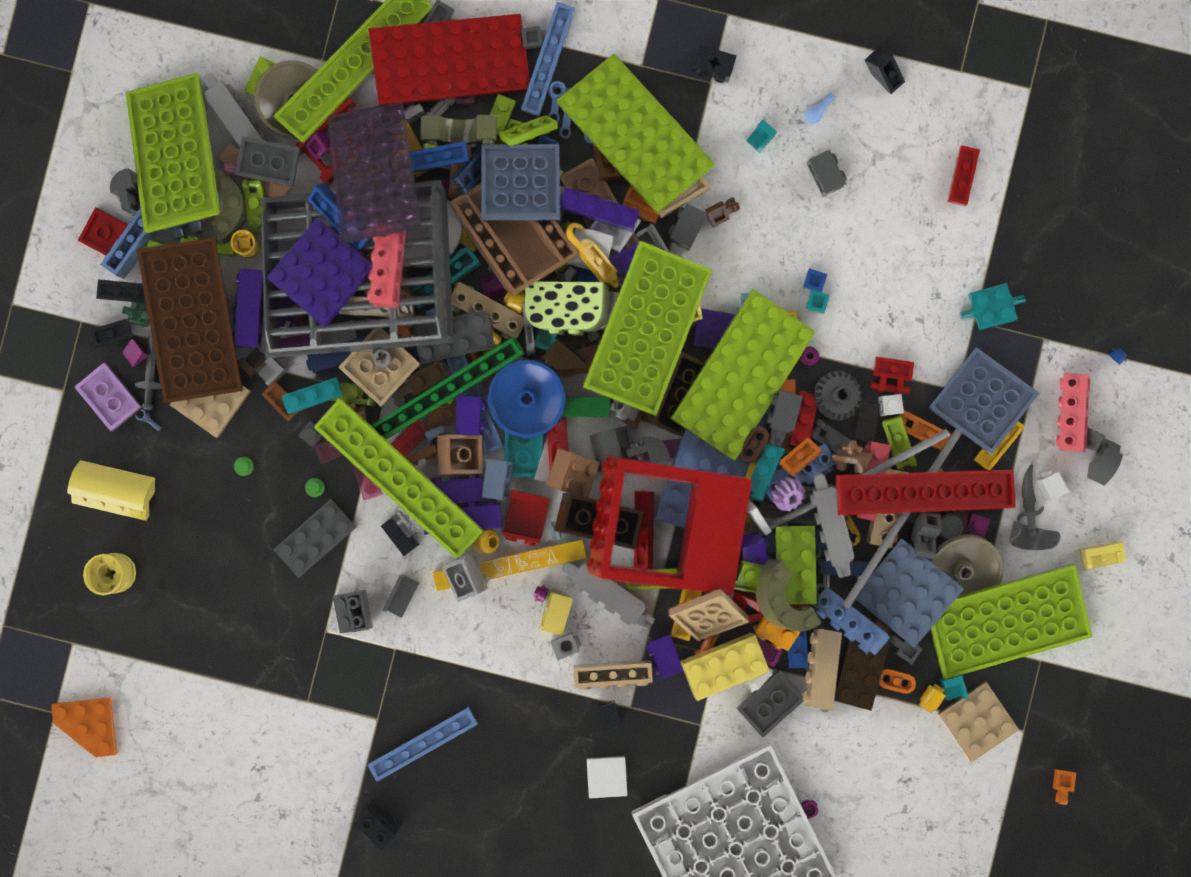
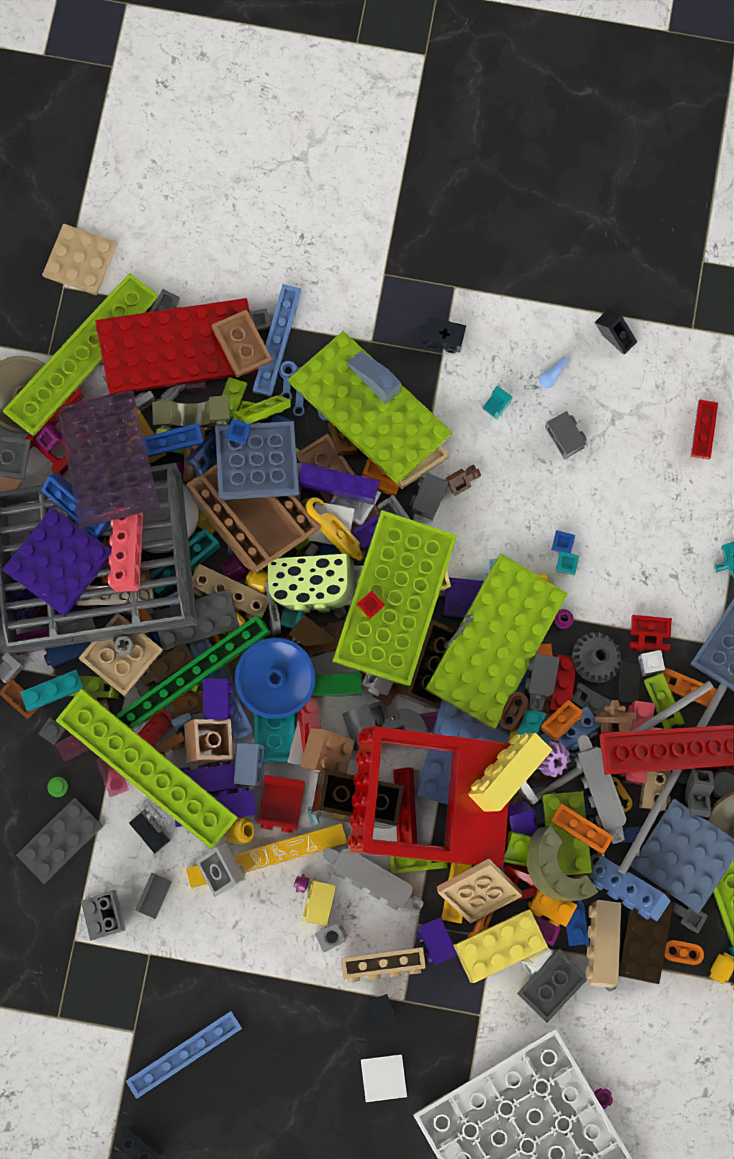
camera: 10 degrees left, 10 degrees down
(503, 152) = (238, 431): none -> blue plate
(512, 61) = (241, 343): none -> medium nougat plate
(623, 335) = (370, 605): none -> red plate
(643, 103) = (375, 376): none -> sand blue slope
(718, 352) = (469, 618): none -> dark grey hinge
(746, 508) = (509, 771): none -> light yellow brick
(811, 563) = (582, 829): none -> orange plate

